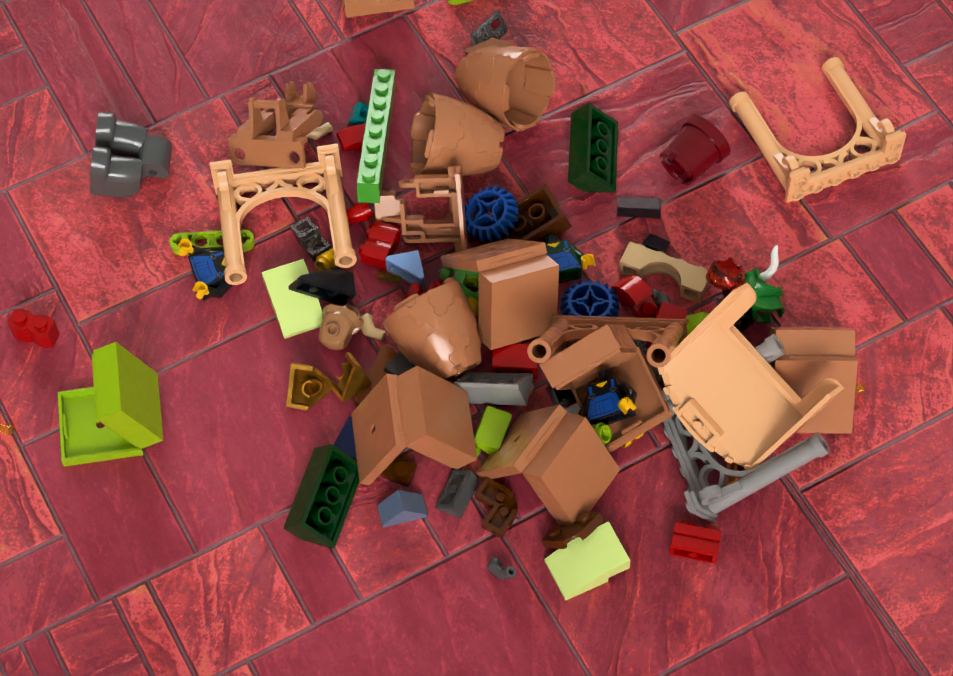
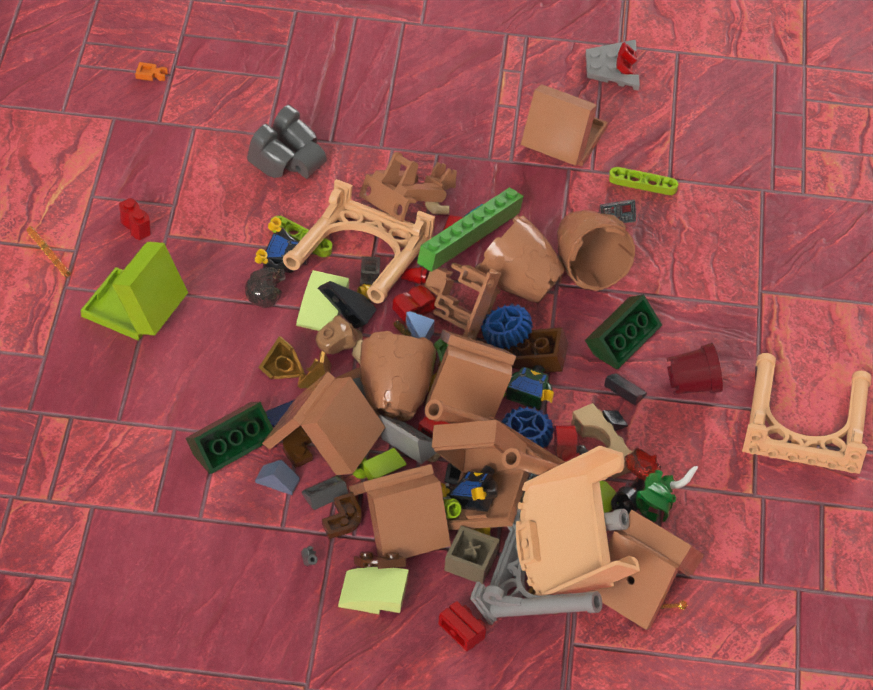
camera: 30 degrees right, 10 degrees down
(222, 325) = (263, 291): none -> clear smoke helmet
(648, 466) = (471, 554): none -> dark tan brick

